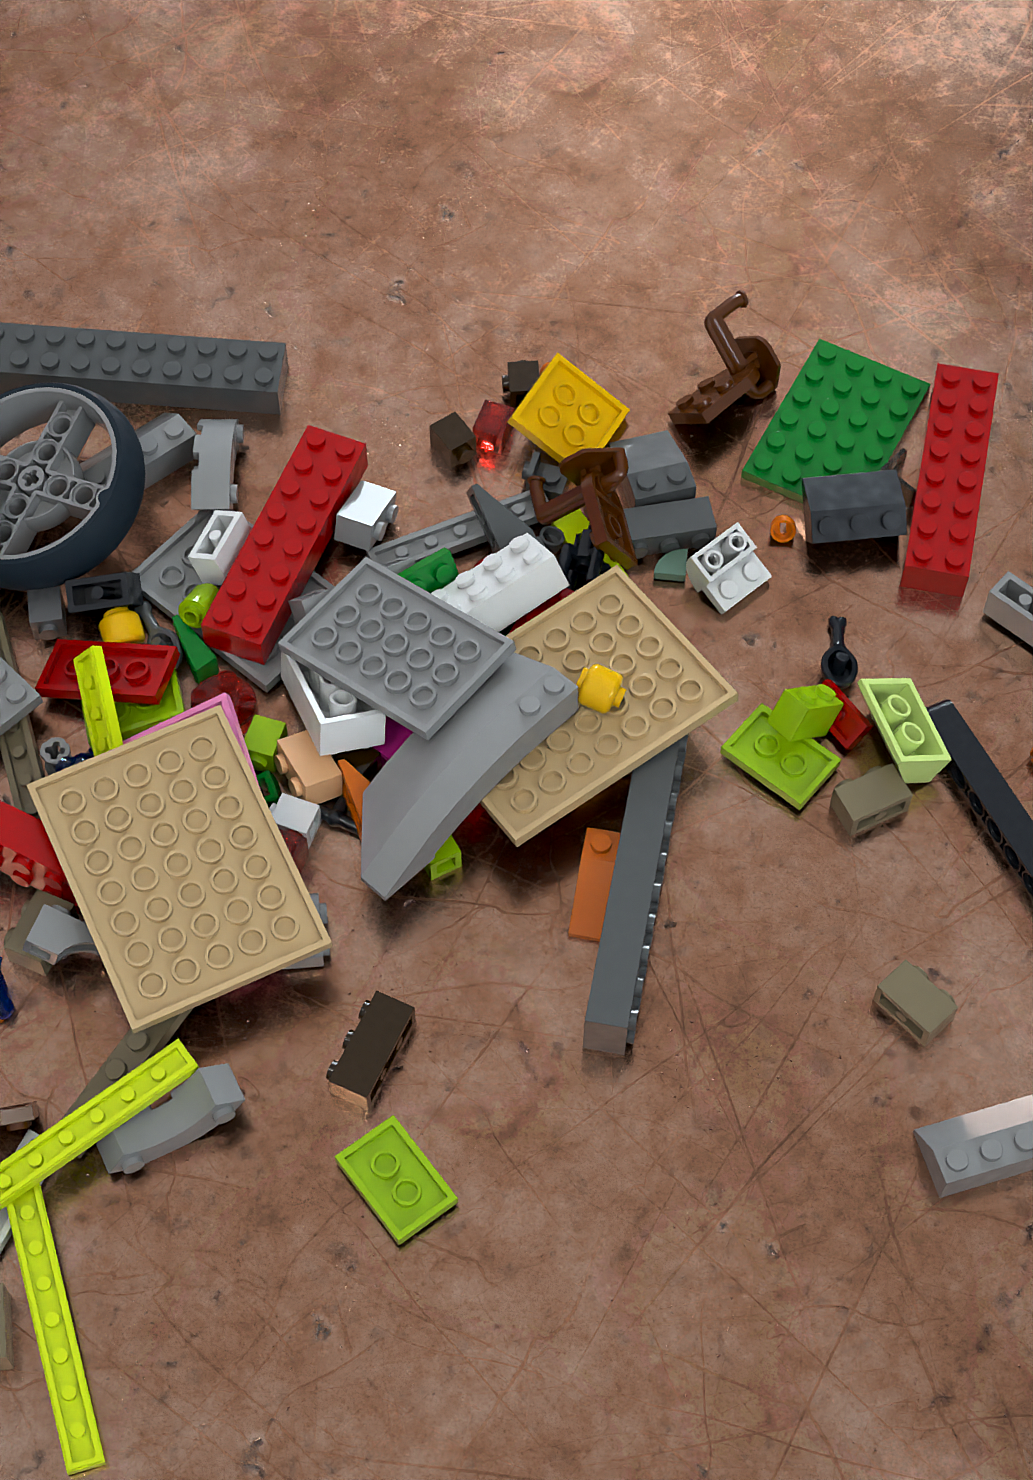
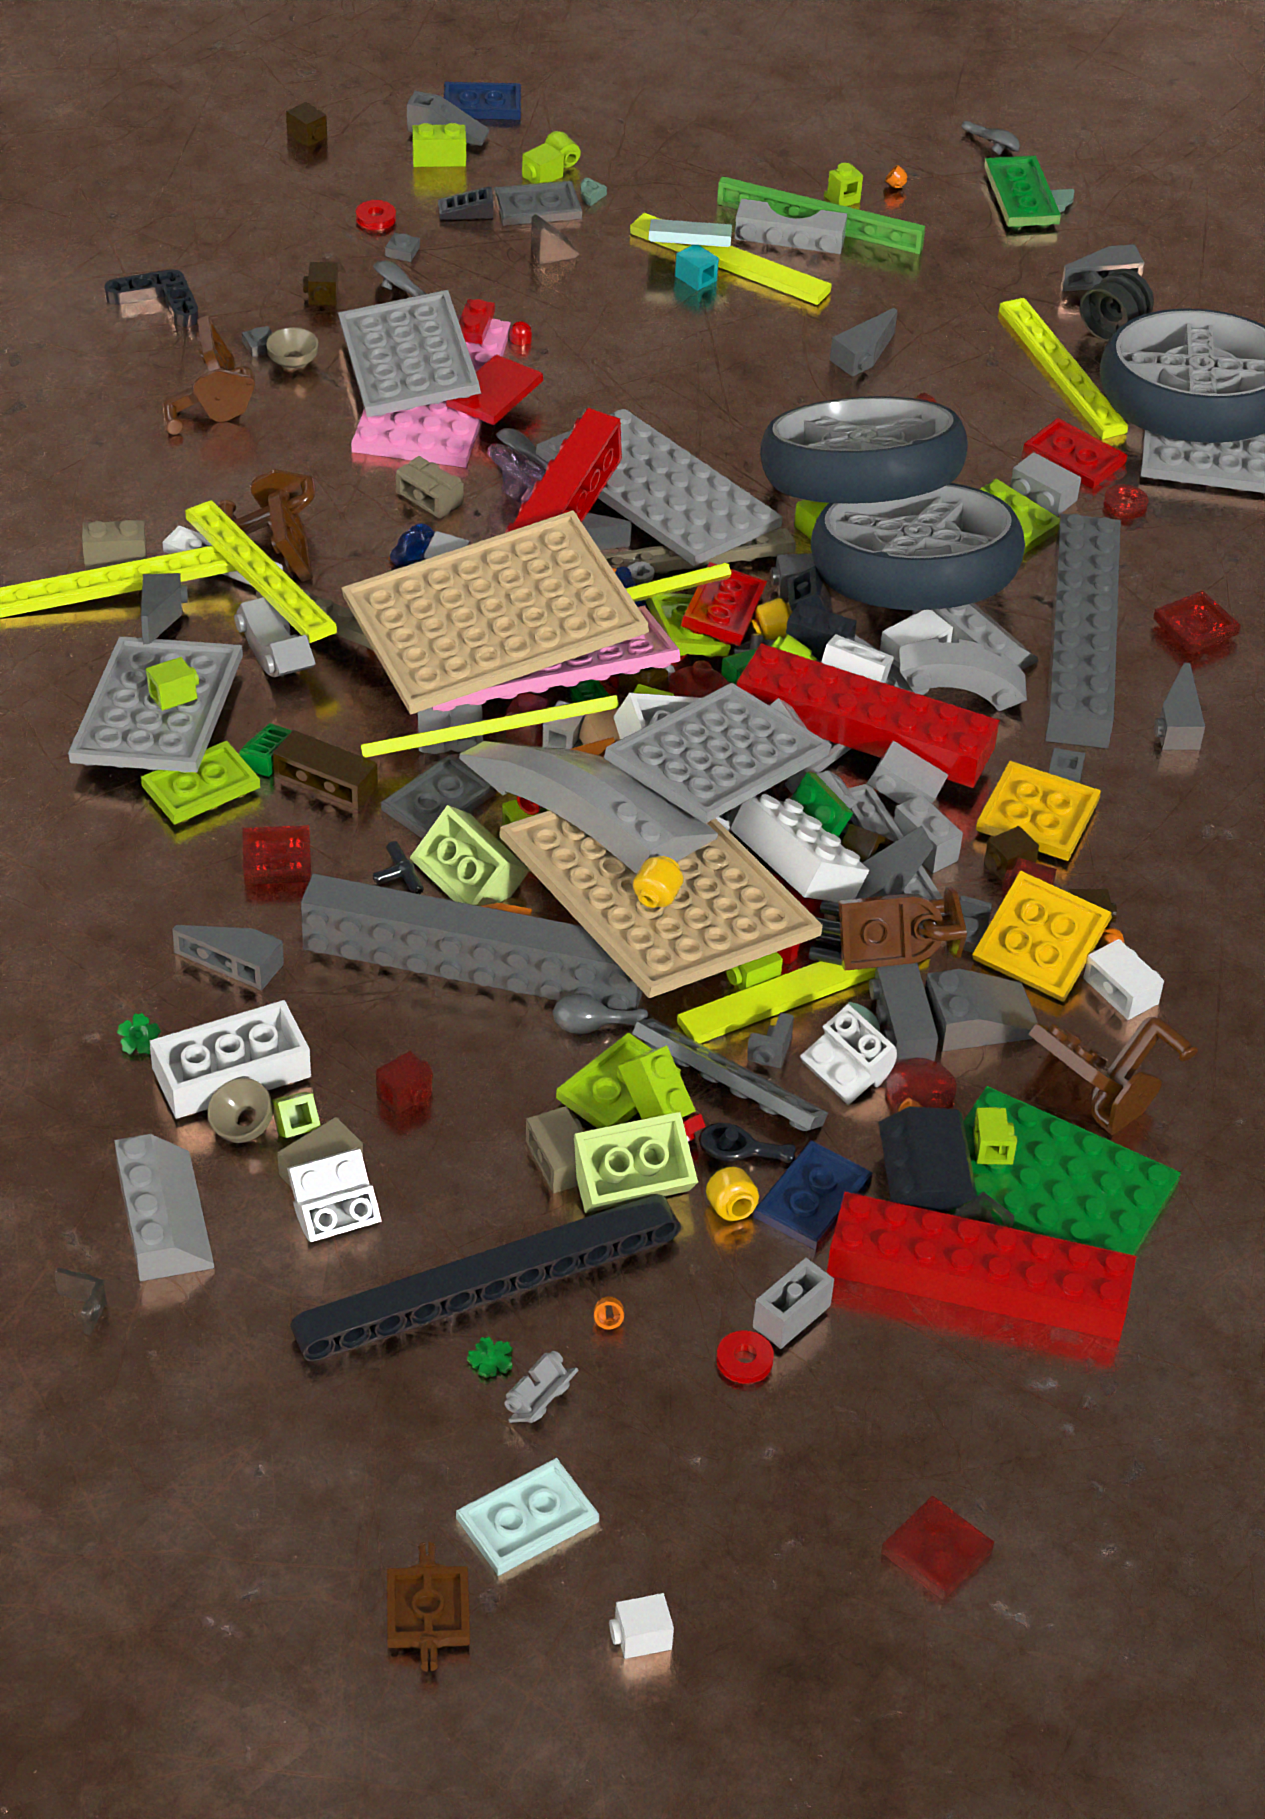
camera: 90 degrees right, 15 degrees down
(97, 1257) = (161, 603): none -> dark grey slope
(116, 280) = (1197, 622): none -> clear red plate
(158, 513) = (917, 627): none -> white brick
(165, 581) = (817, 627): none -> black brick
(249, 300) = (1181, 717): none -> dark grey slope
(273, 1210) = (172, 683): none -> lime brick
(280, 1238) = (128, 726): none -> light grey plate
(326, 393) = (1067, 764): none -> dark grey plate
(327, 879) = (489, 726): none -> neon yellow tile
(359, 1111) = (259, 750): none -> green slope
(391, 416) = (1043, 805): none -> yellow plate
(398, 941) = (426, 796): none -> dark grey tile
(433, 501) = (941, 831): none -> light grey brick
(469, 546) = (864, 842): none -> dark brown brick
(502, 900) = (468, 860): none -> yellowish green slope
(503, 1088) = (276, 854): none -> clear red plate
(509, 964) = (402, 868): none -> black piece
(608, 359) = (1123, 979): none -> white brick
(655, 1101) = (233, 951): none -> dark grey slope
(696, 782) = (585, 1014): none -> dark grey piece
(716, 626) = (773, 1047): none -> dark grey bracket
(750, 512) = (921, 1081): none -> clear red dish
(761, 662) = (739, 1079): none -> dark grey plate
(775, 1194) = (138, 1034): none -> green plant
(807, 936) = (404, 1082): none -> clear red brick
(810, 1094) = (251, 1044): none -> white brick
(819, 457) = (993, 1137): none -> lime brick
(871, 1026) = (295, 1114): none -> lime brick
(880, 604) = (811, 1193): none -> dark blue tile
(888, 1072) = (231, 1101): none -> dark tan piece
(901, 659) = (732, 1193): none -> yellow head
(969, 983) = (333, 1195): none -> white brick

